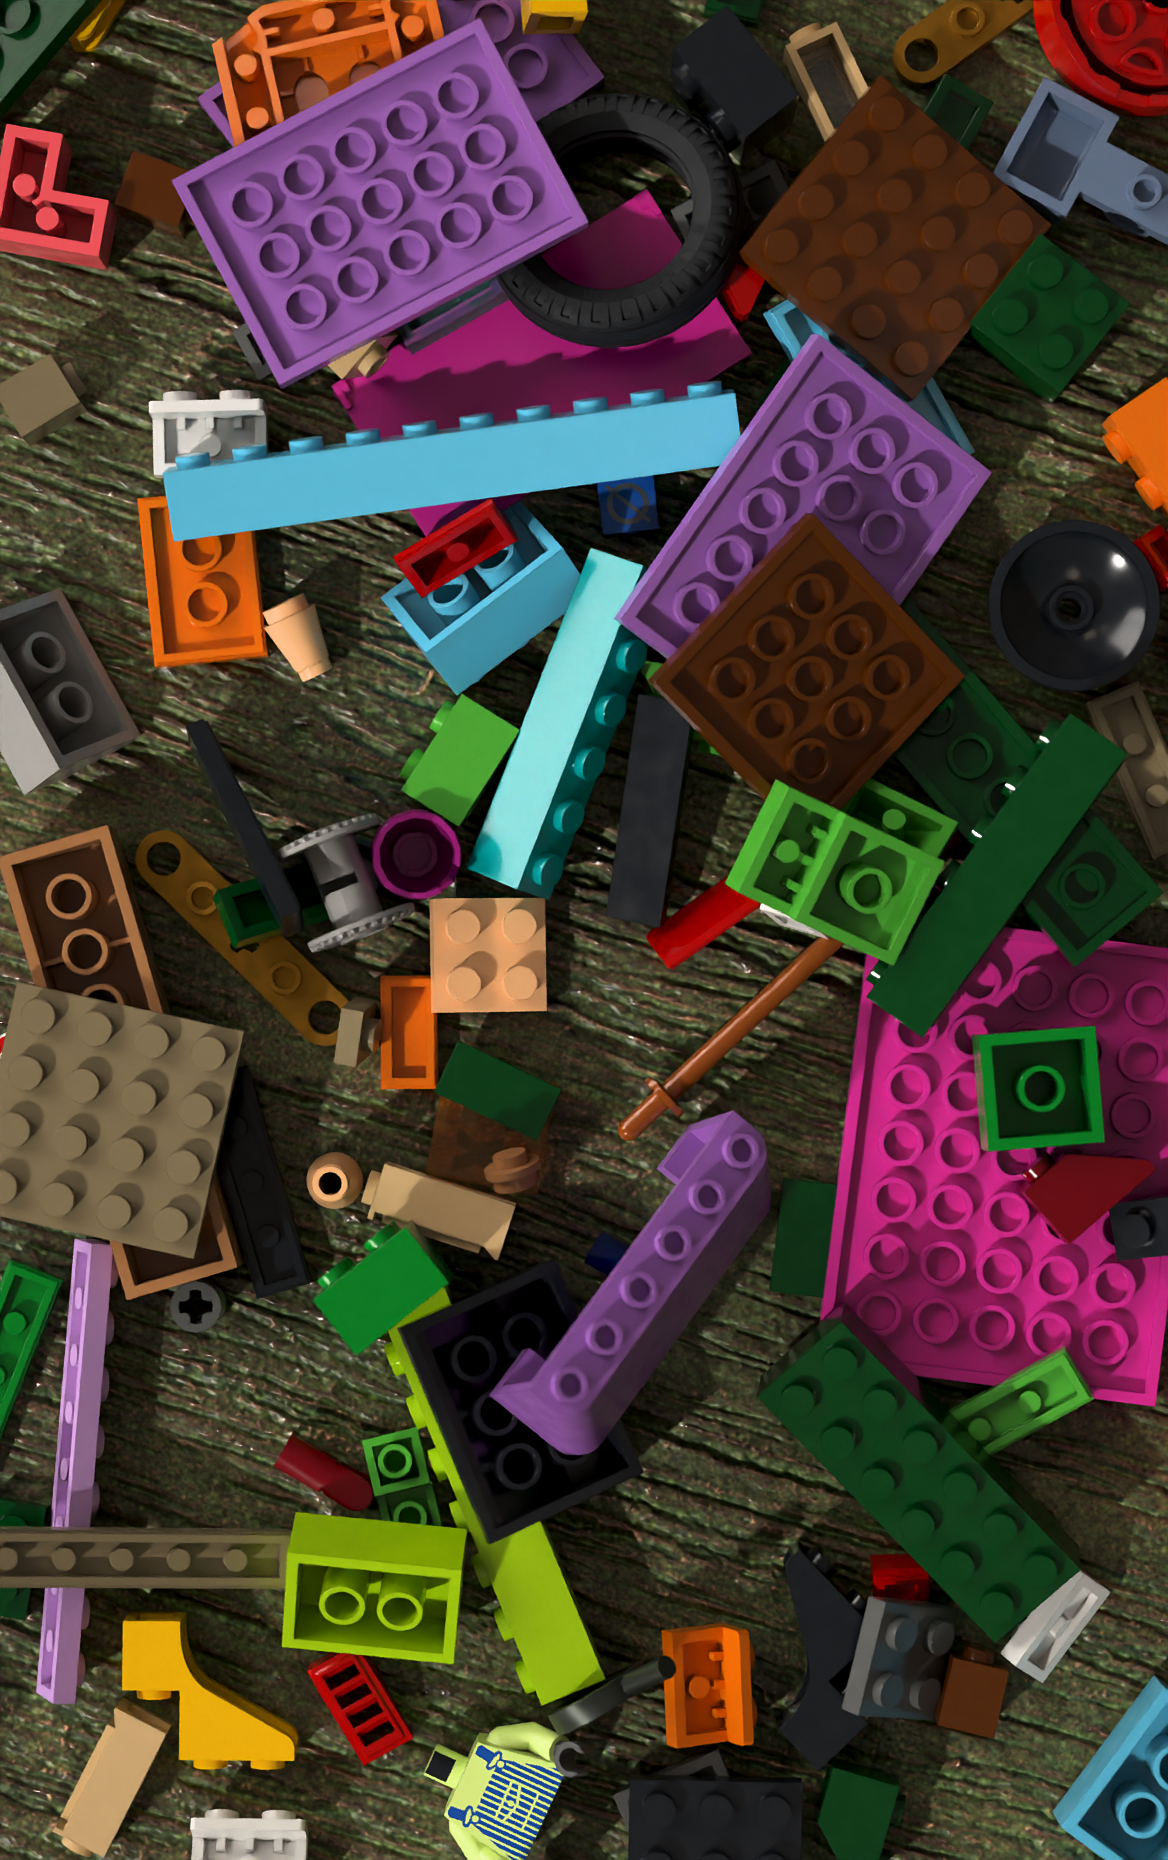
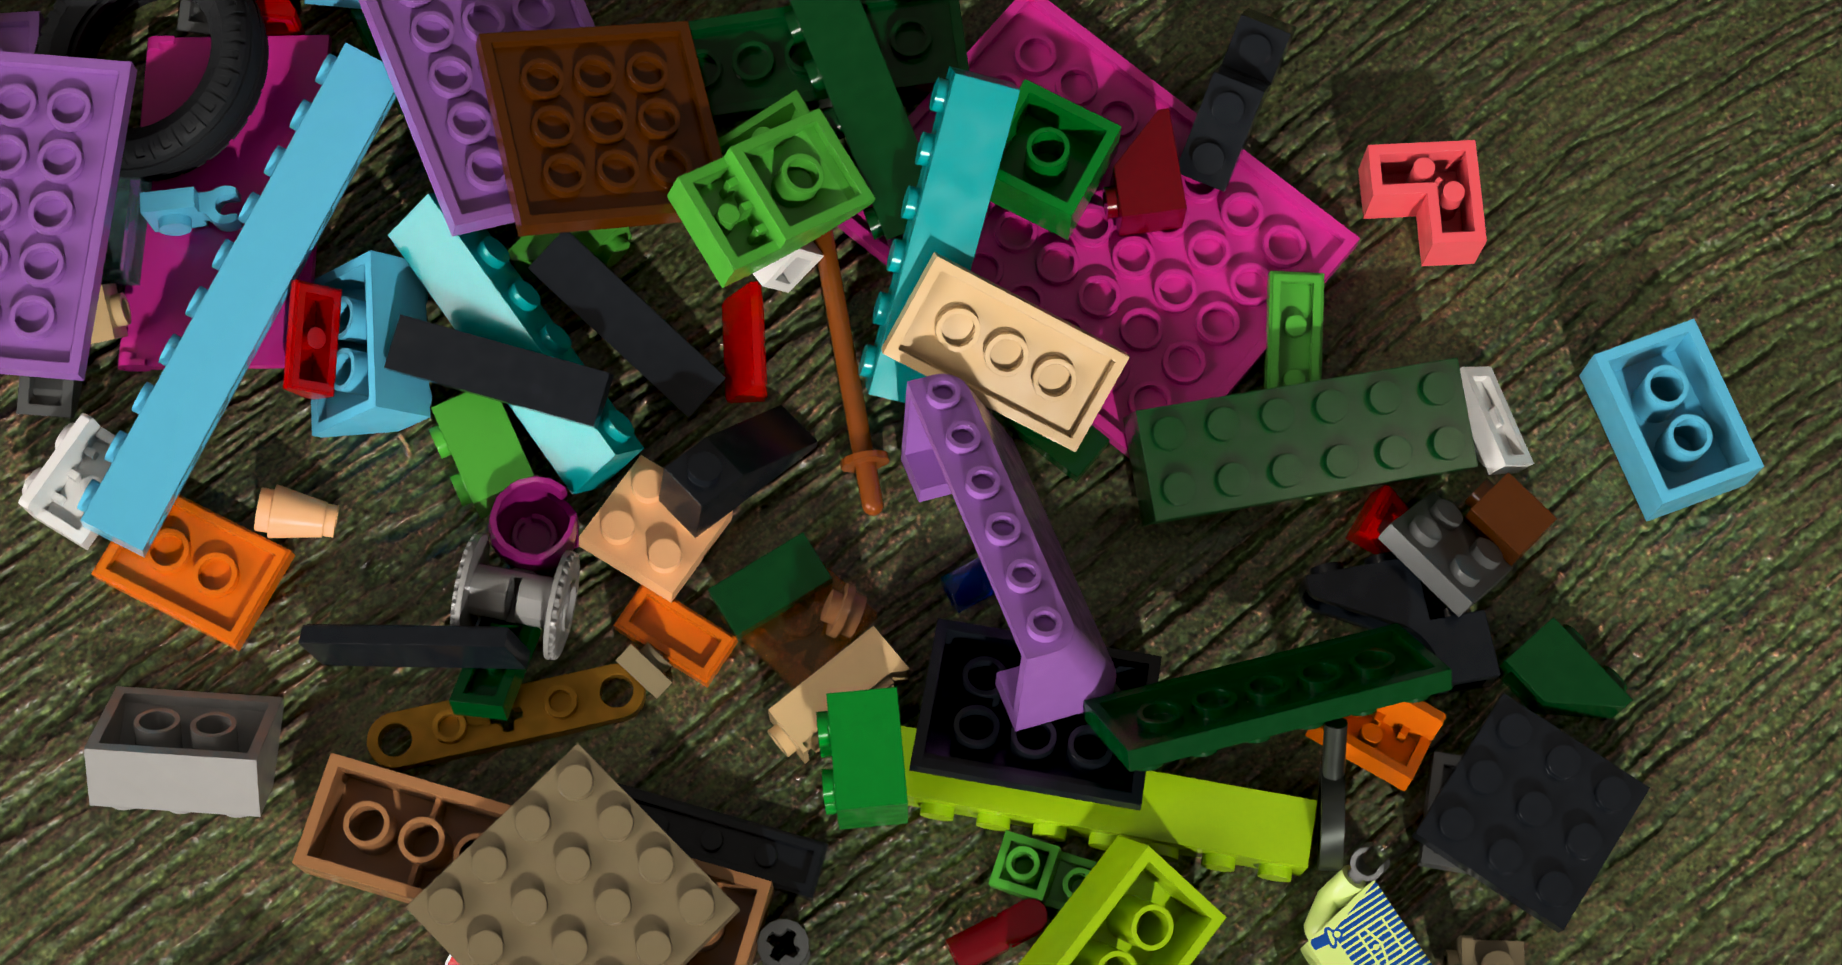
camera: 60 degrees left, 15 degrees down
(347, 1170) = (759, 782): light nougat cone -> none
(495, 344) = (181, 209): none -> medium azure plate
(522, 739) = (499, 371): none -> black tile
(583, 992) = (732, 467): none -> black slope
(628, 506) = (378, 201): blue tile -> none
(653, 1593) = (1266, 697): none -> dark green plate
(827, 1168) = (1005, 351): none -> tan plate
(895, 1046) = (945, 207): none -> teal brick

